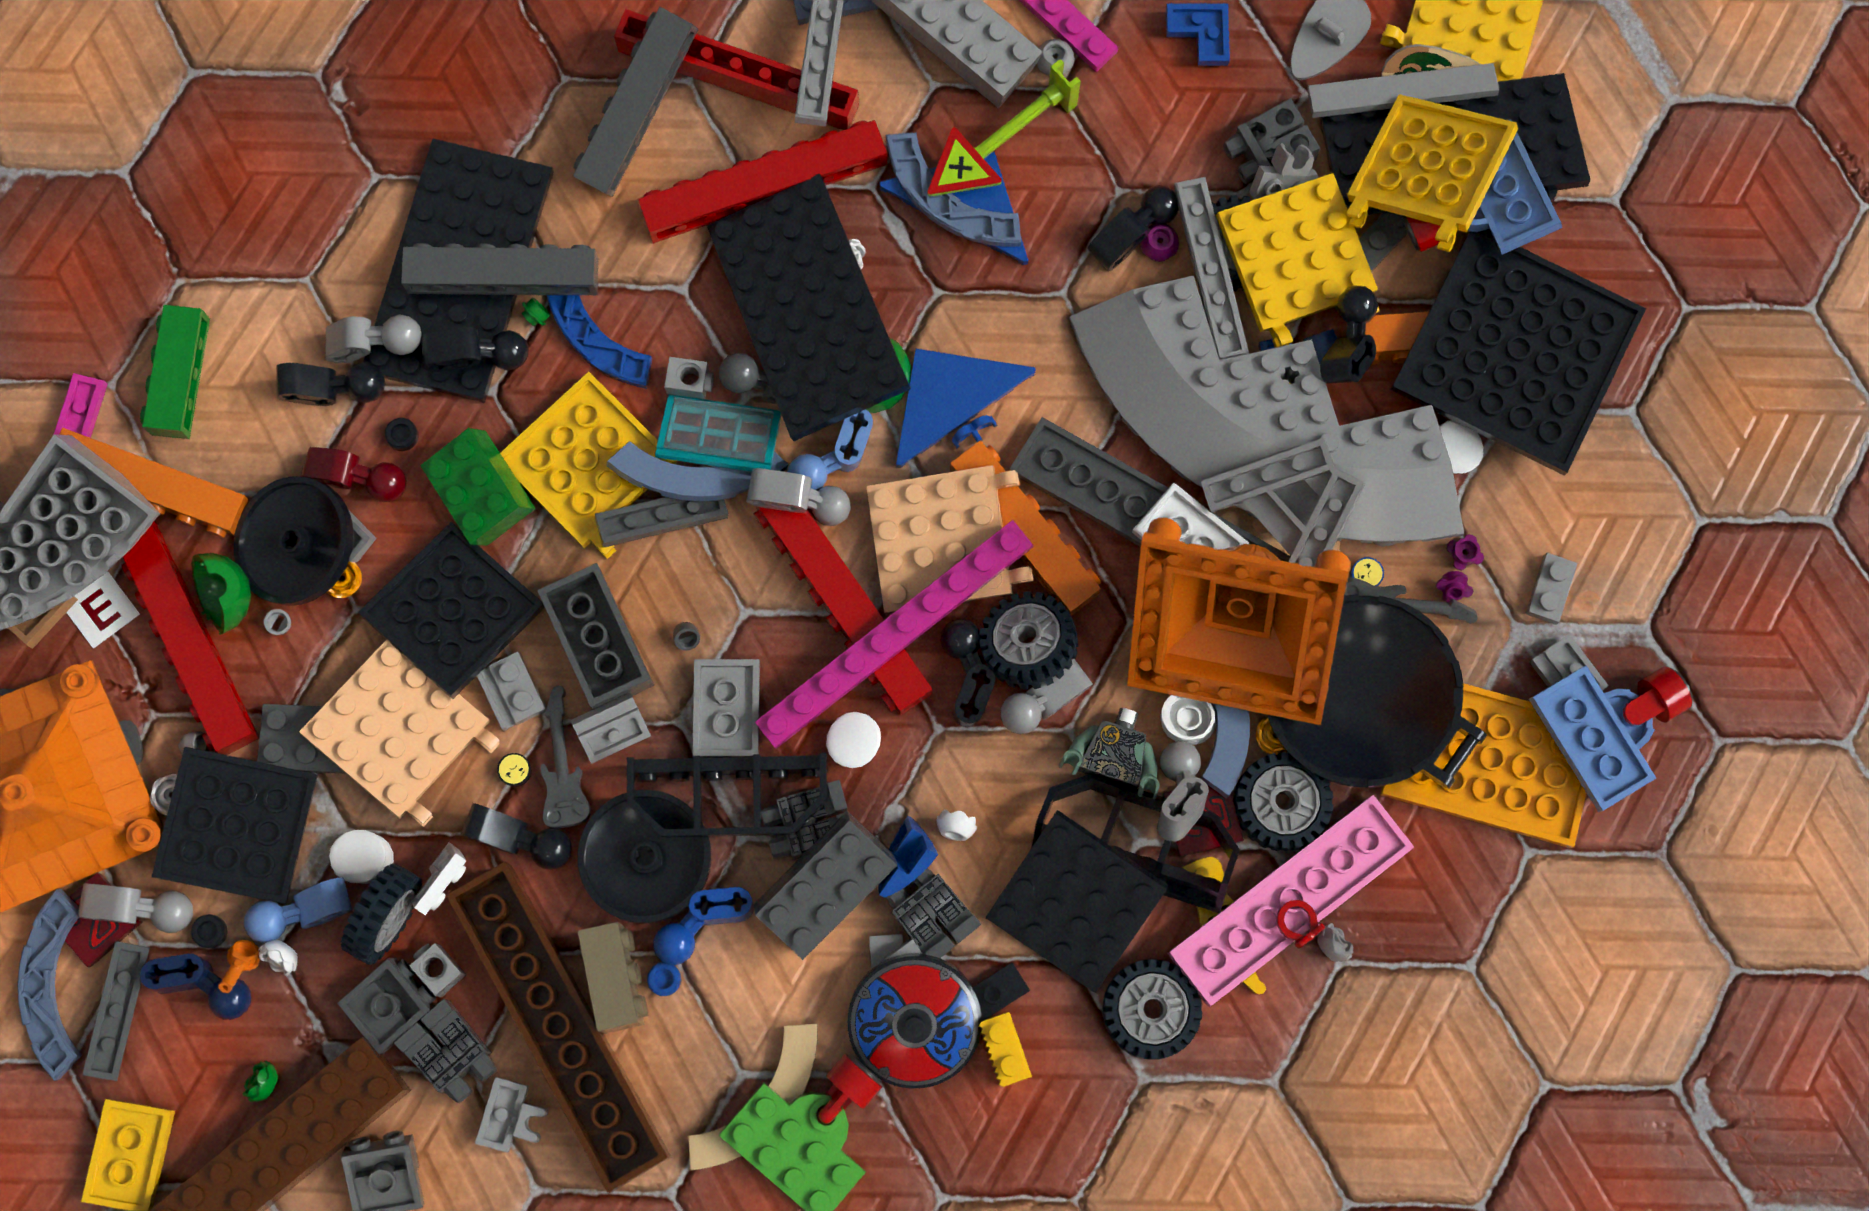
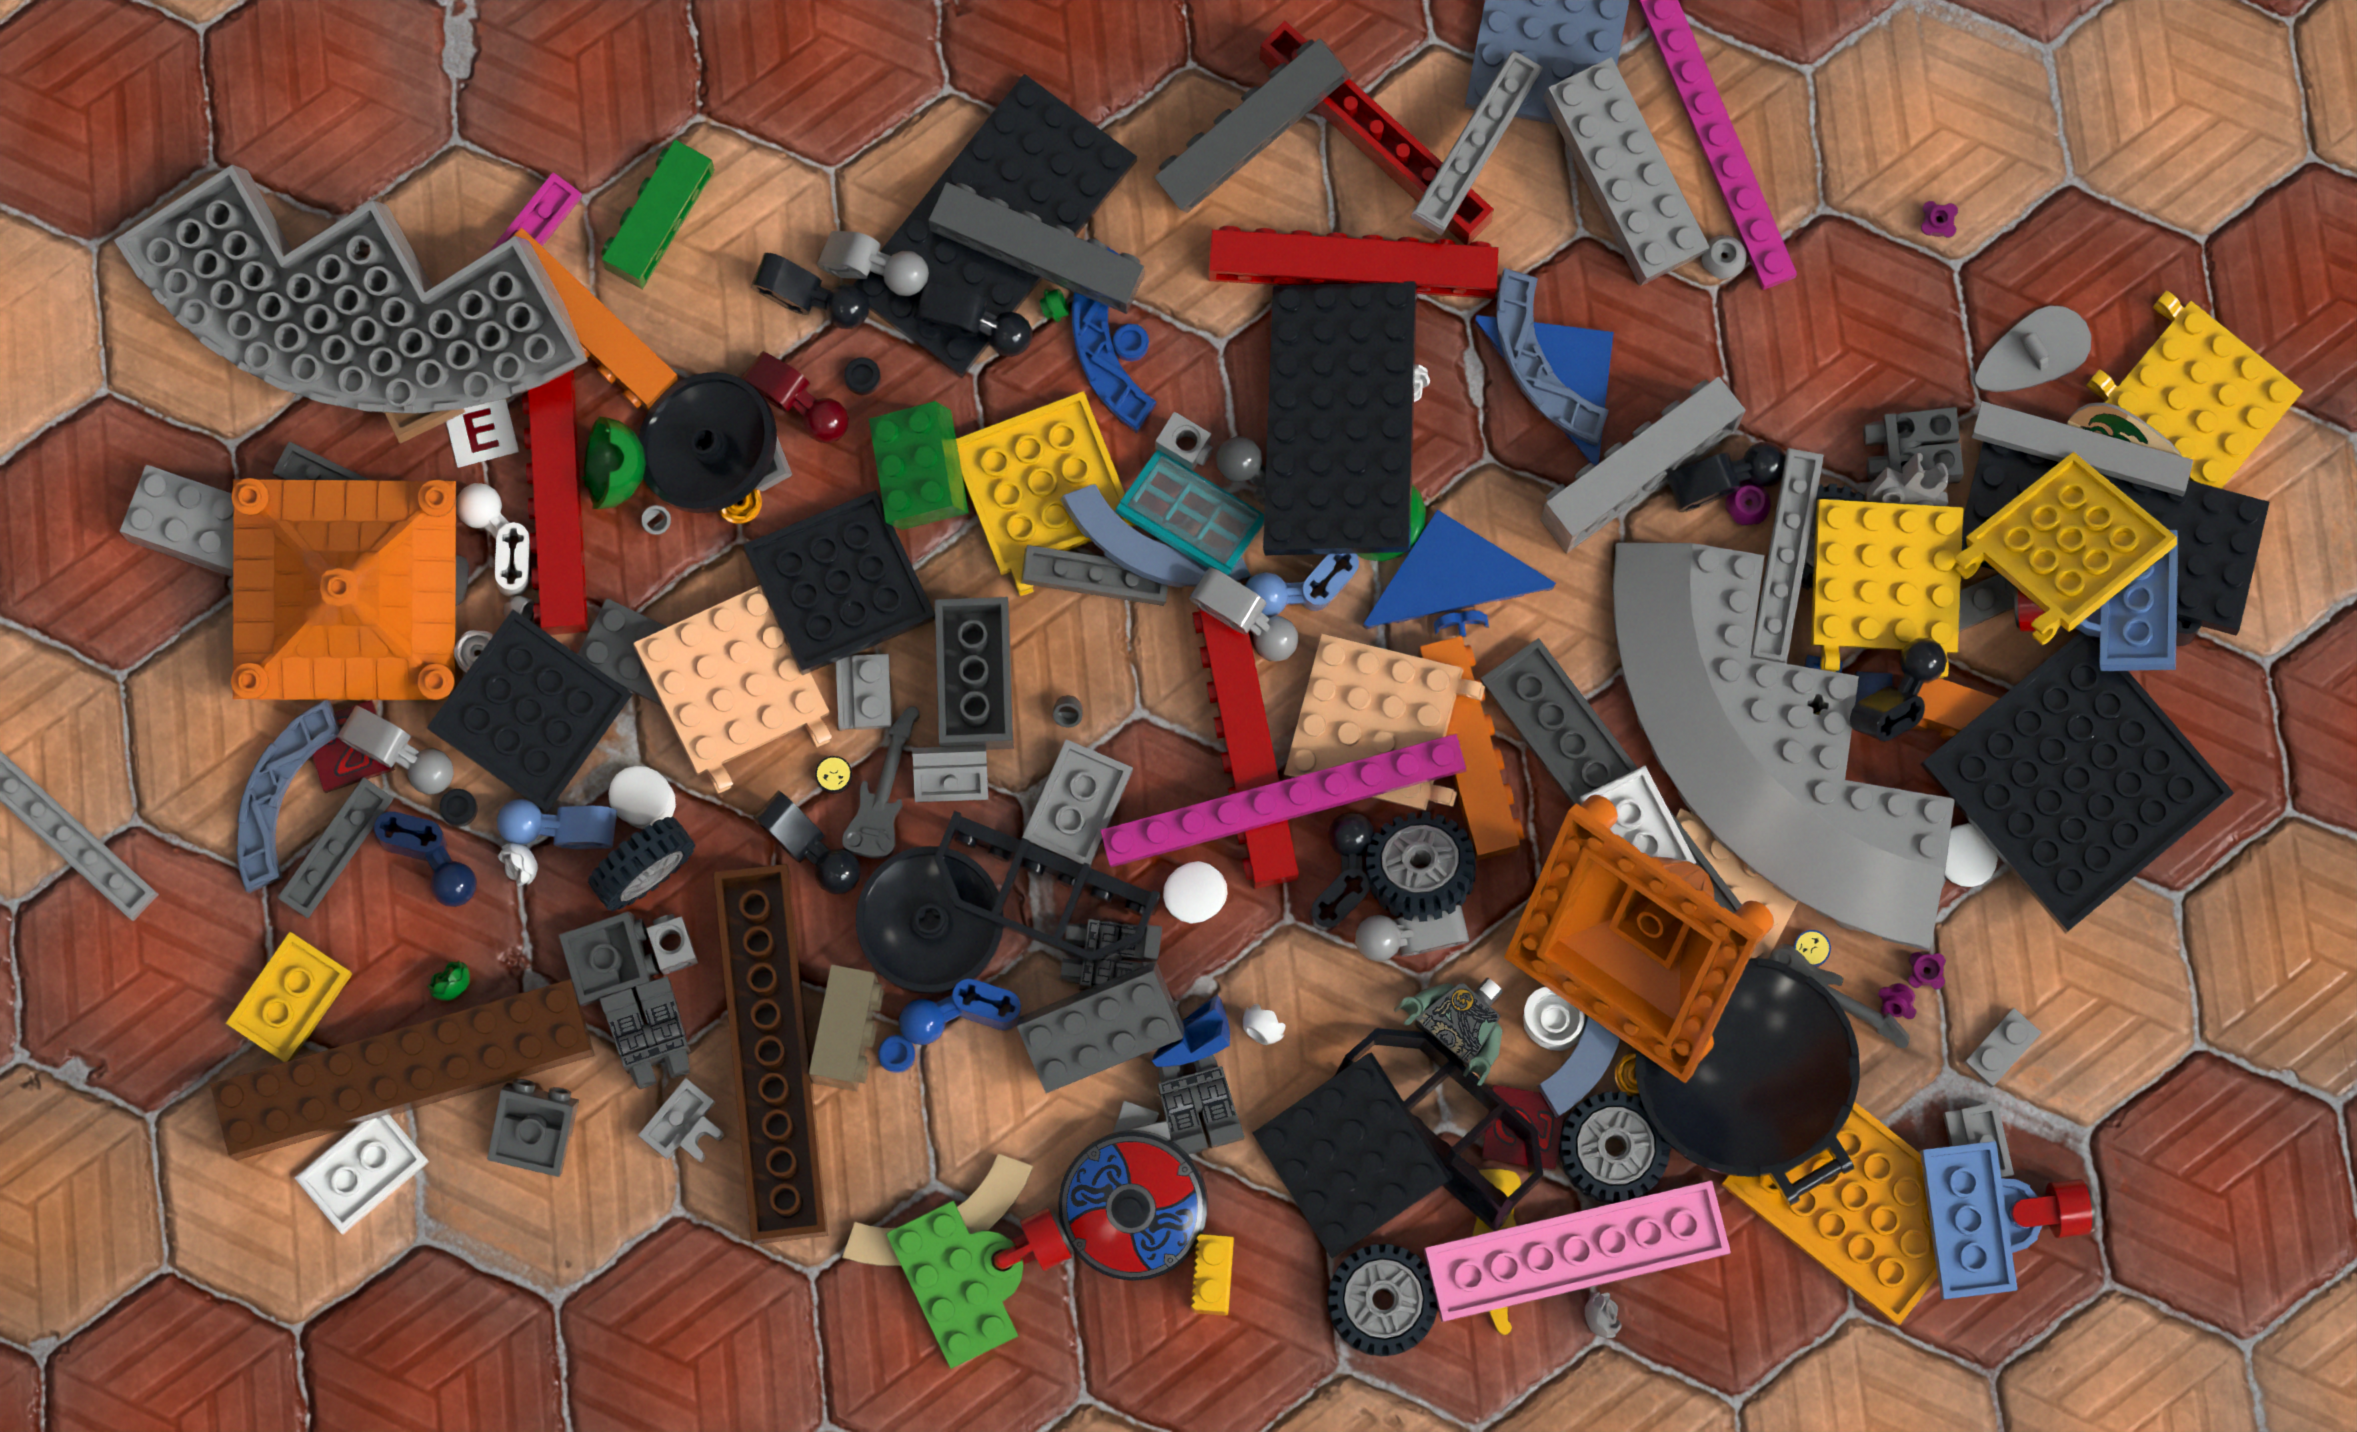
camera: 25 degrees right, 0 degrees up
(125, 673) = (481, 508): none -> white beam
(242, 957) = (482, 848): orange plate -> none
(445, 869) = (721, 846): white plate -> none
(610, 317) = (1130, 342): none -> blue tile
(964, 166) = (1572, 336): lime piece -> none
(1000, 990) = (1234, 1214): black plate -> none
(1063, 244) = (1642, 463): none -> light grey brick
(1187, 801) = (1511, 1101): light grey beam -> none
(1206, 22) = (1903, 285): blue plate -> none
(1256, 485) = (1729, 804): light grey plate -> none
(1315, 928) = (1567, 1294): red piece -> none

